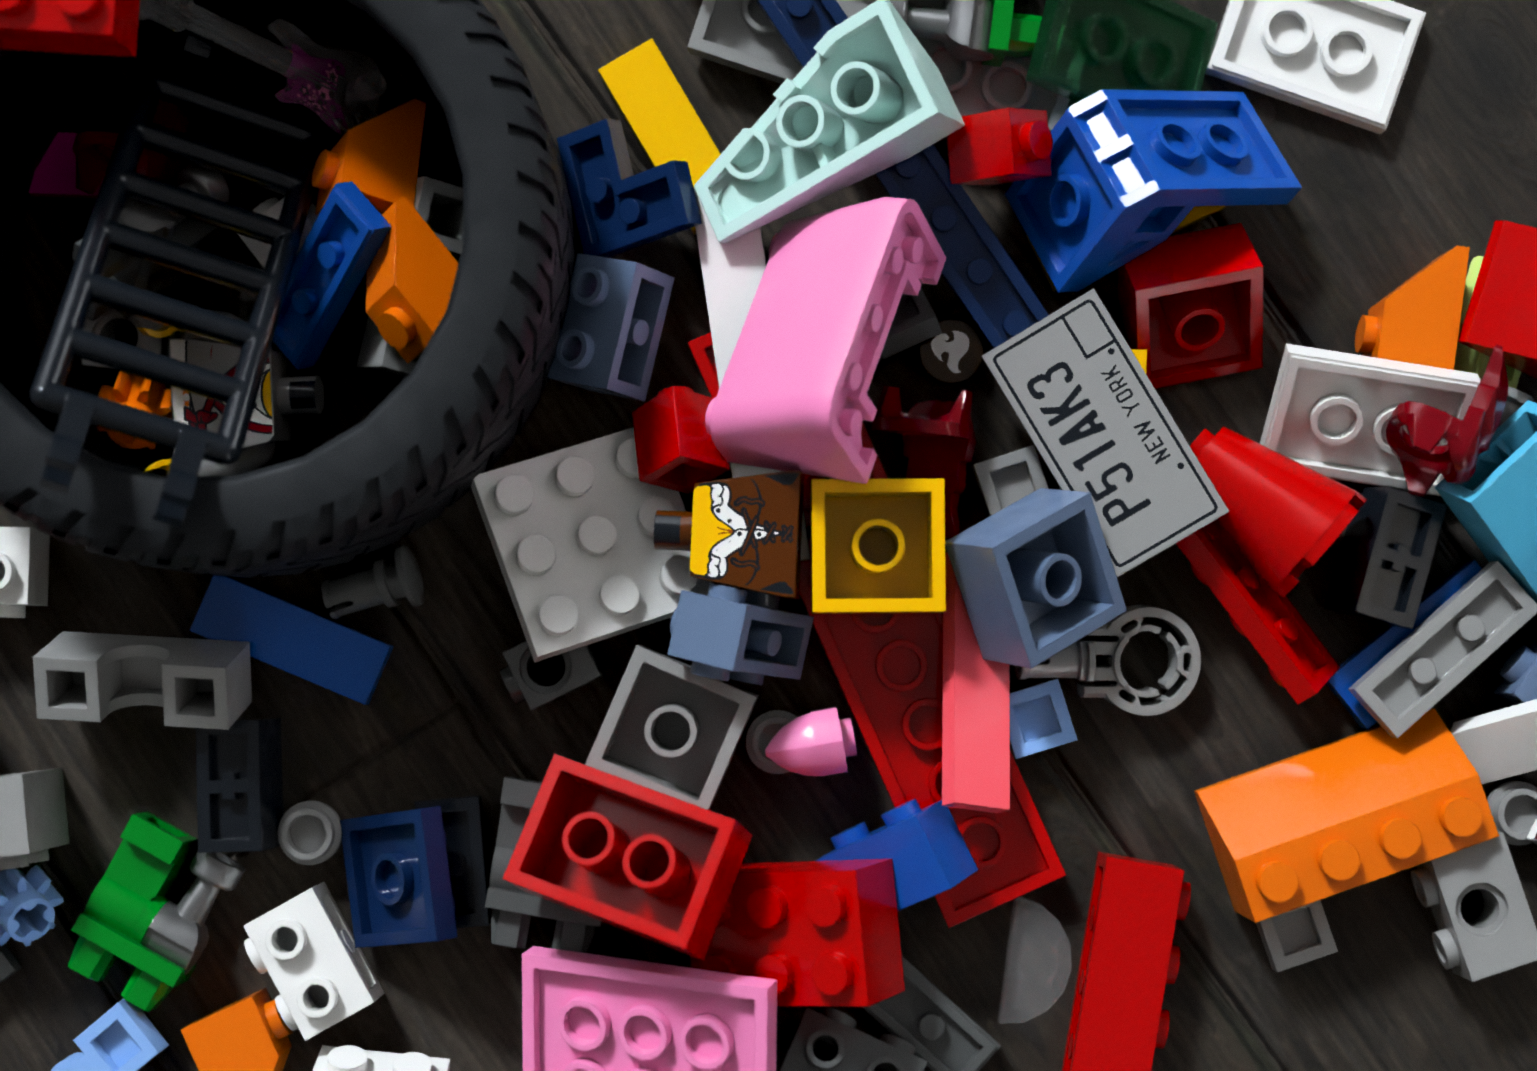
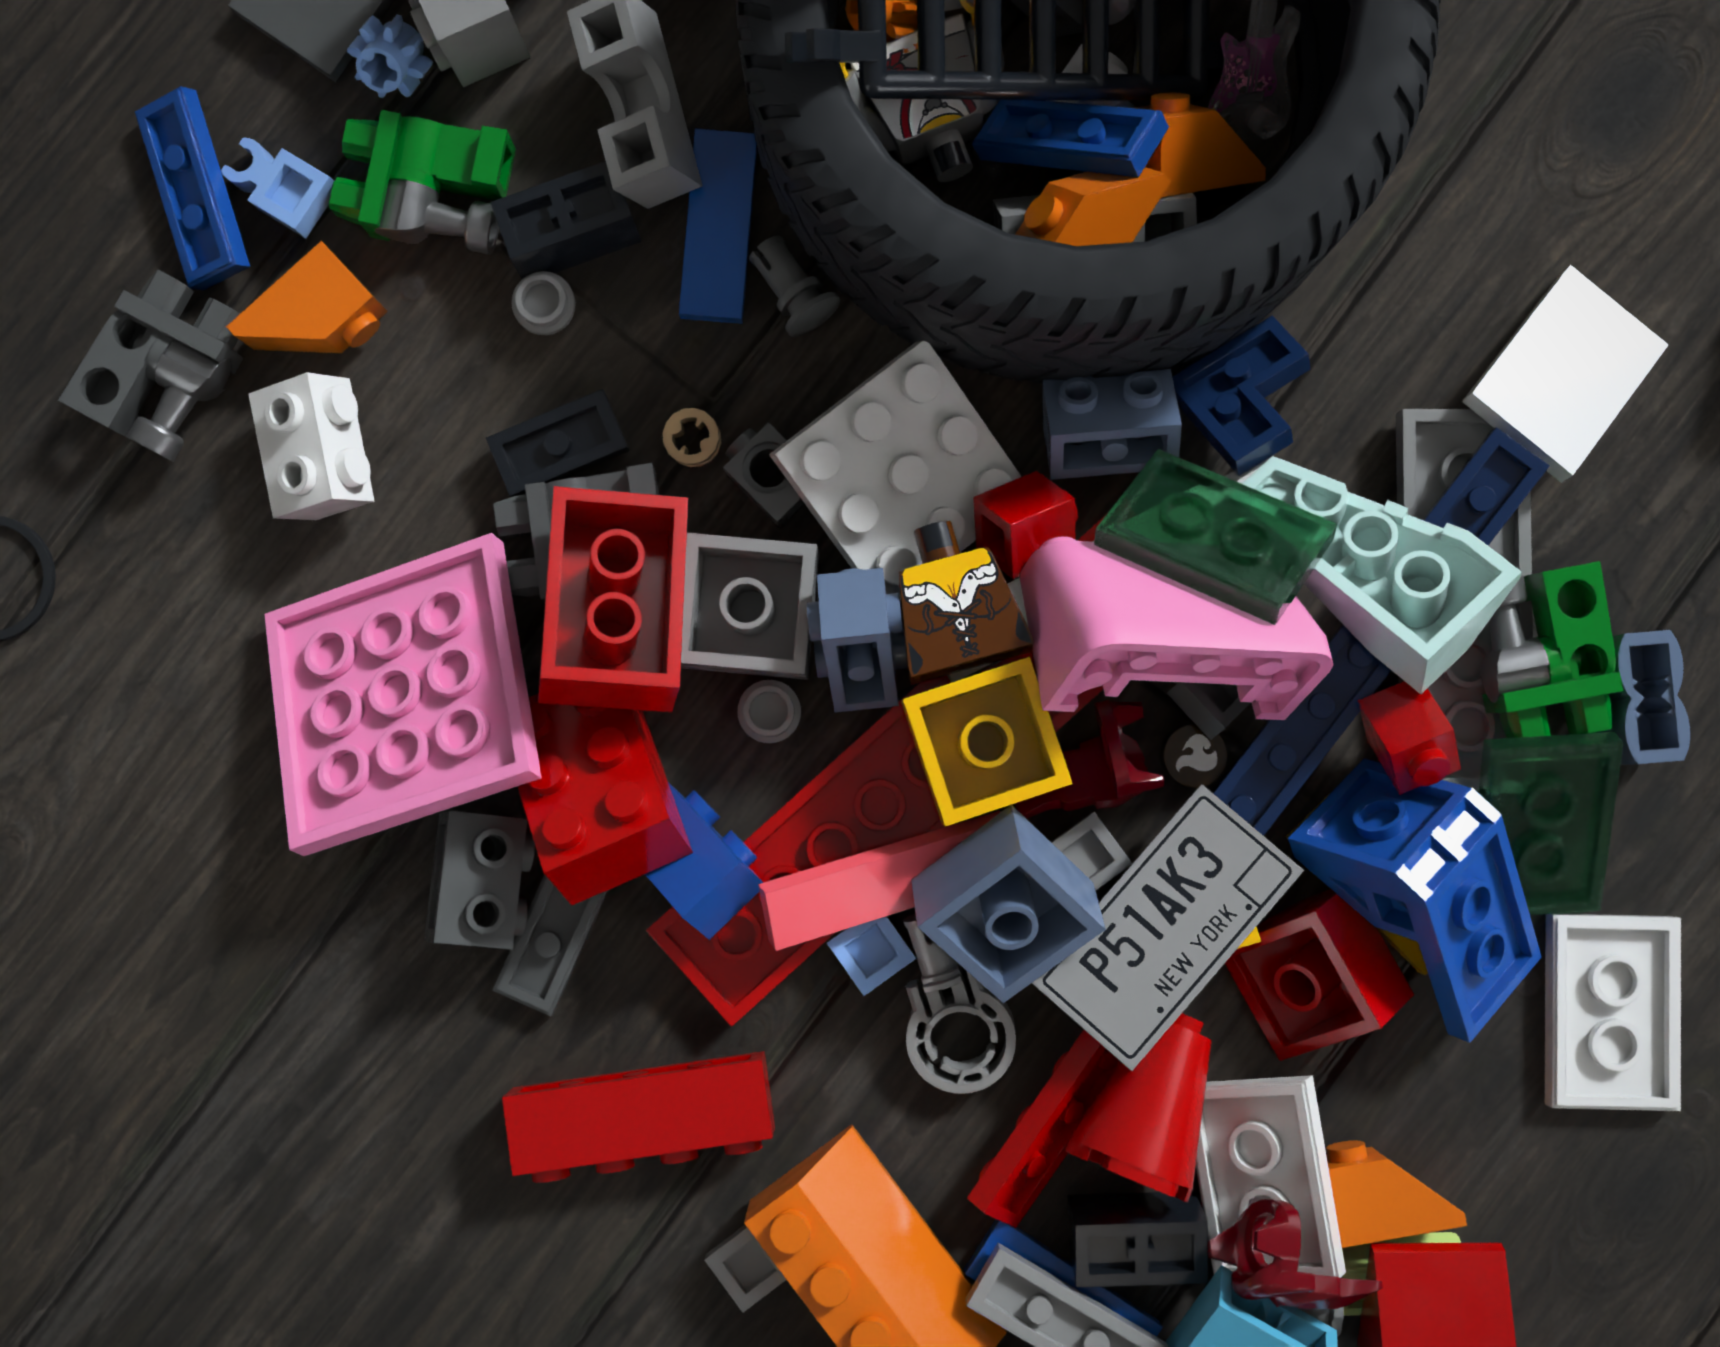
camera: 70 degrees right, 0 degrees up
(312, 962) = (424, 343): white brick -> none
(398, 878) = (526, 396): dark blue plate -> none
(474, 743) = (674, 429): none -> tan bush
(659, 110) = (1333, 402): yellow tile -> none
(754, 266) = (1216, 536): none -> clear green tile
(814, 744) = (778, 745): bright pink plate -> none
(1035, 963) = (638, 1024): clear tile -> none

